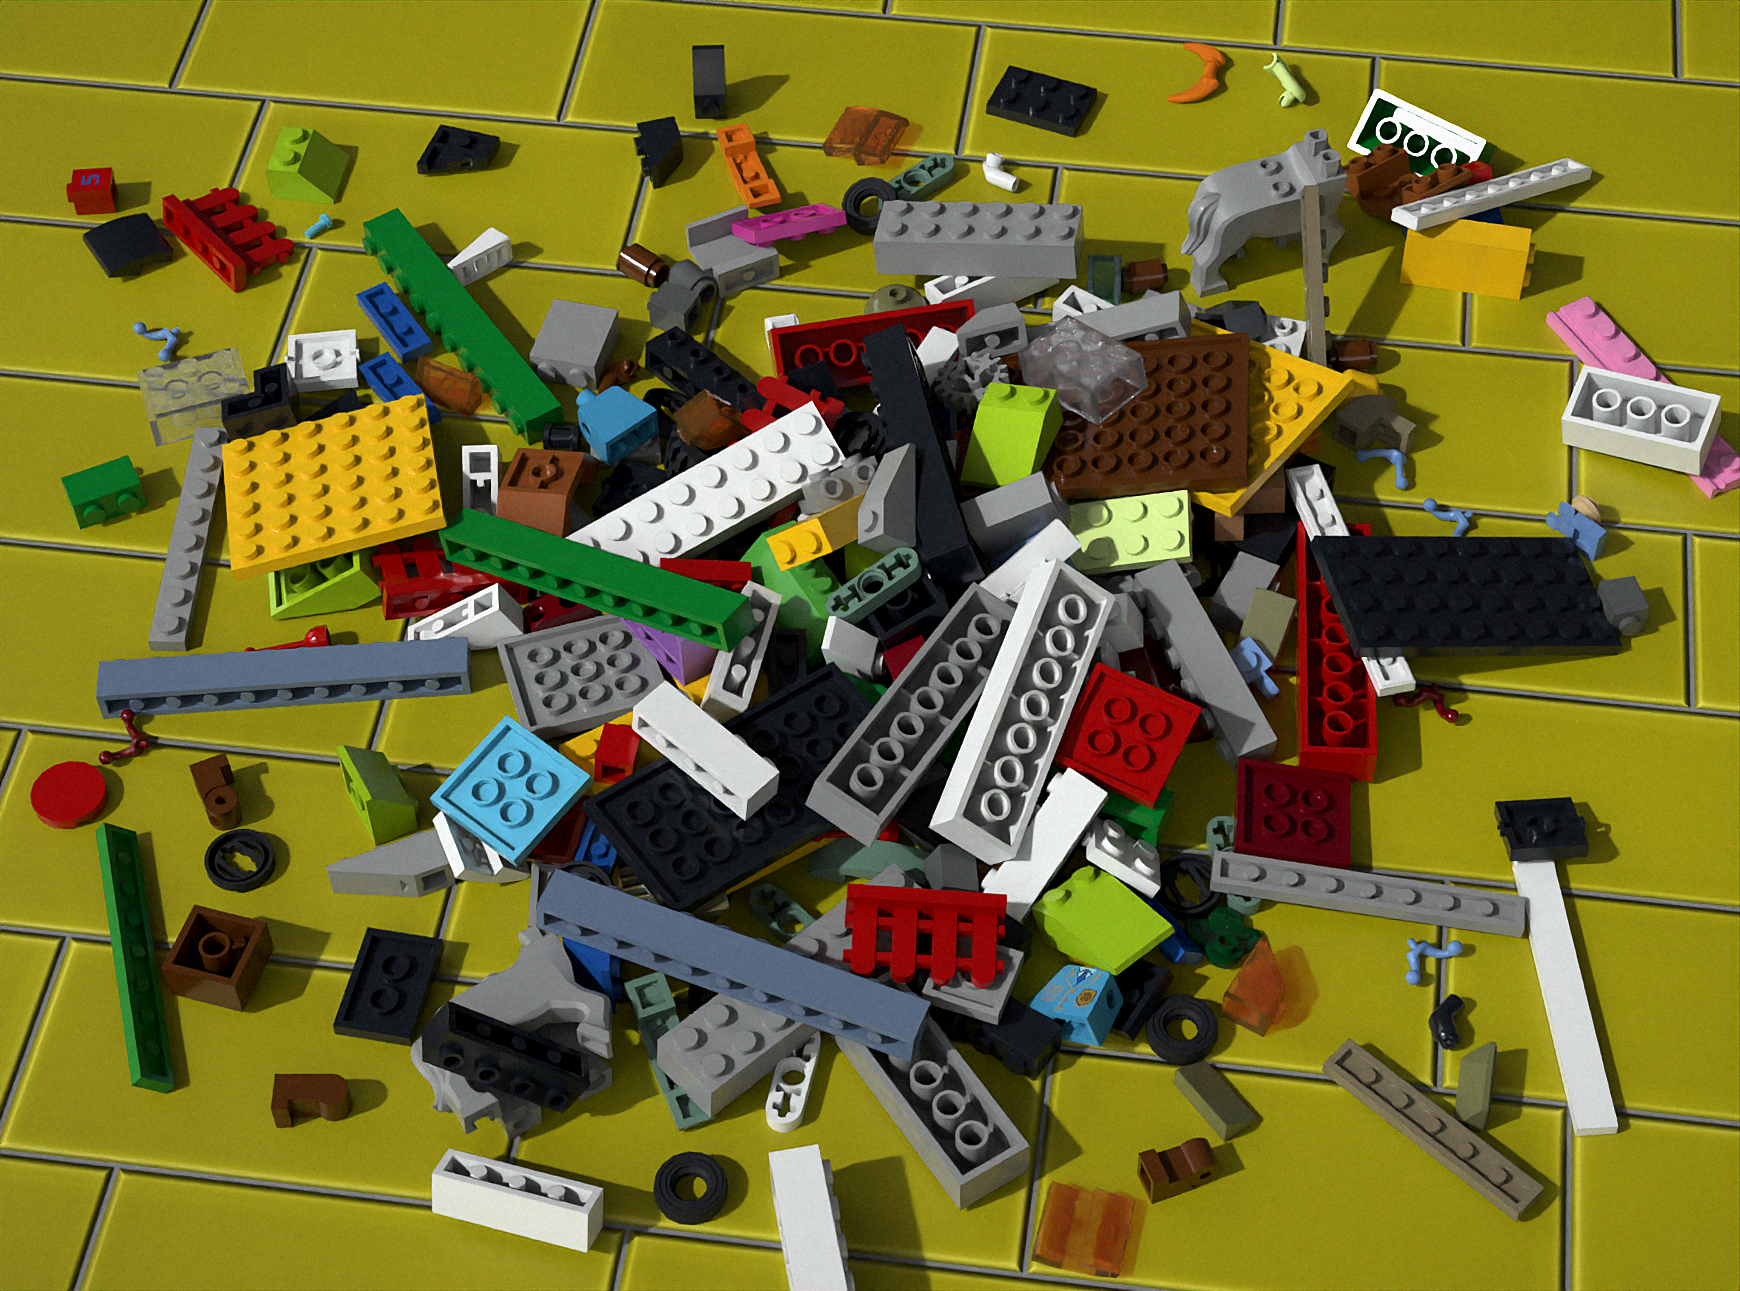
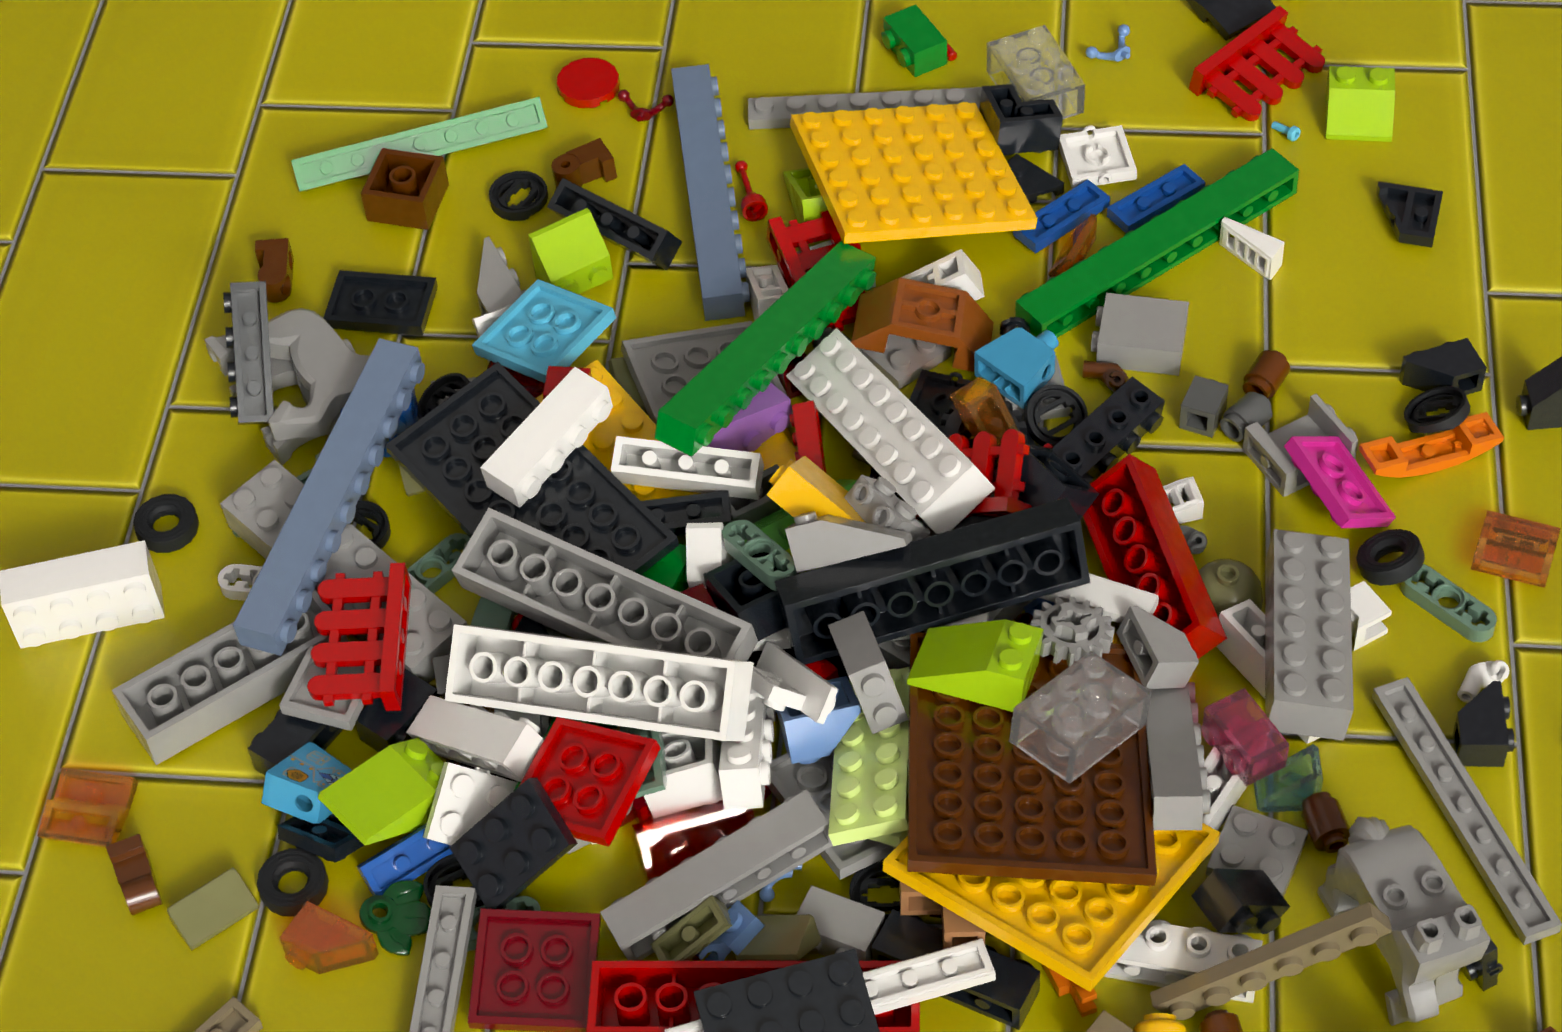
camera: 90 degrees right, 0 degrees up
(320, 759) = (618, 224): none -> black brick
(517, 1200) = (154, 403): white brick -> none
(701, 144) = (1442, 397): none -> black piece
(1051, 174) = (1482, 730): none -> black slope
(1086, 287) = (1244, 737): none -> clear pink brick
(1144, 191) = (1467, 812): none -> light grey plate
(1185, 801) = (513, 844): none -> black plate
(1265, 686) = (693, 931): none -> olive slope

